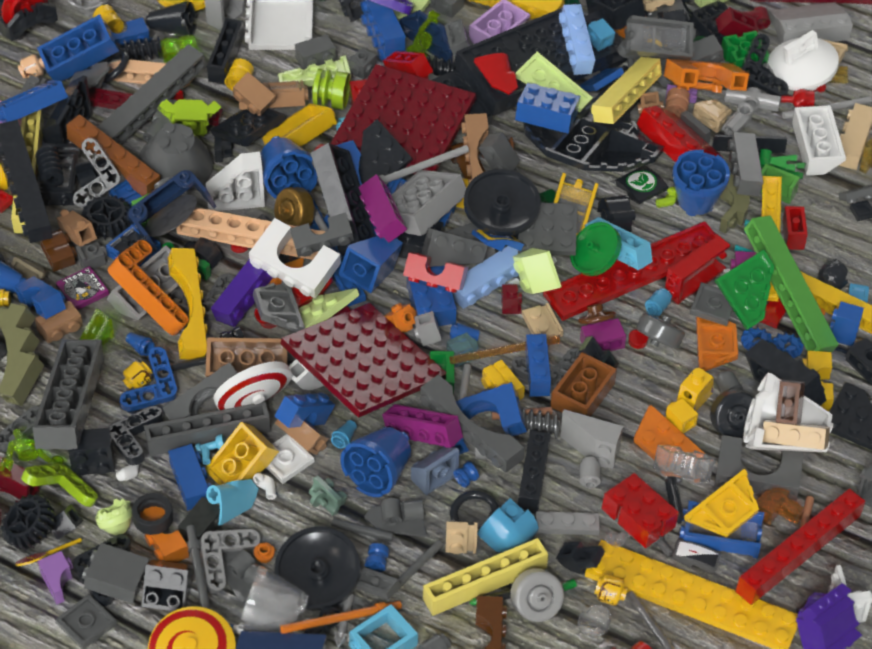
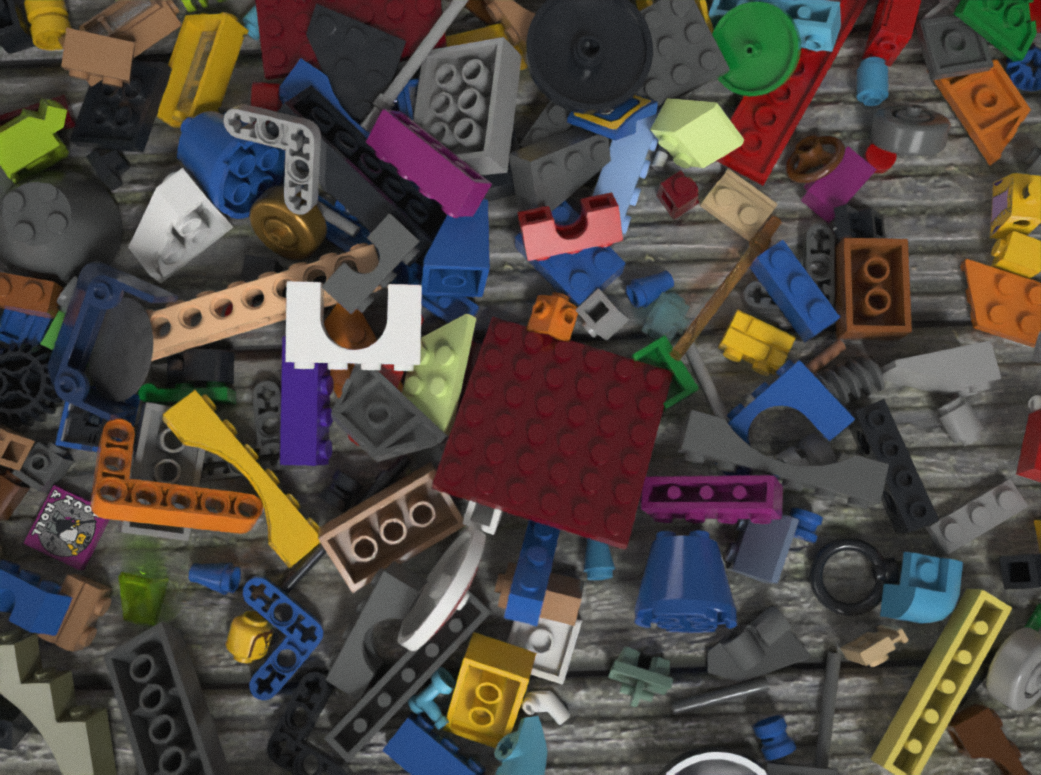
camera: 25 degrees left, 30 degrees up
(320, 161) = (288, 140): none -> light grey beam

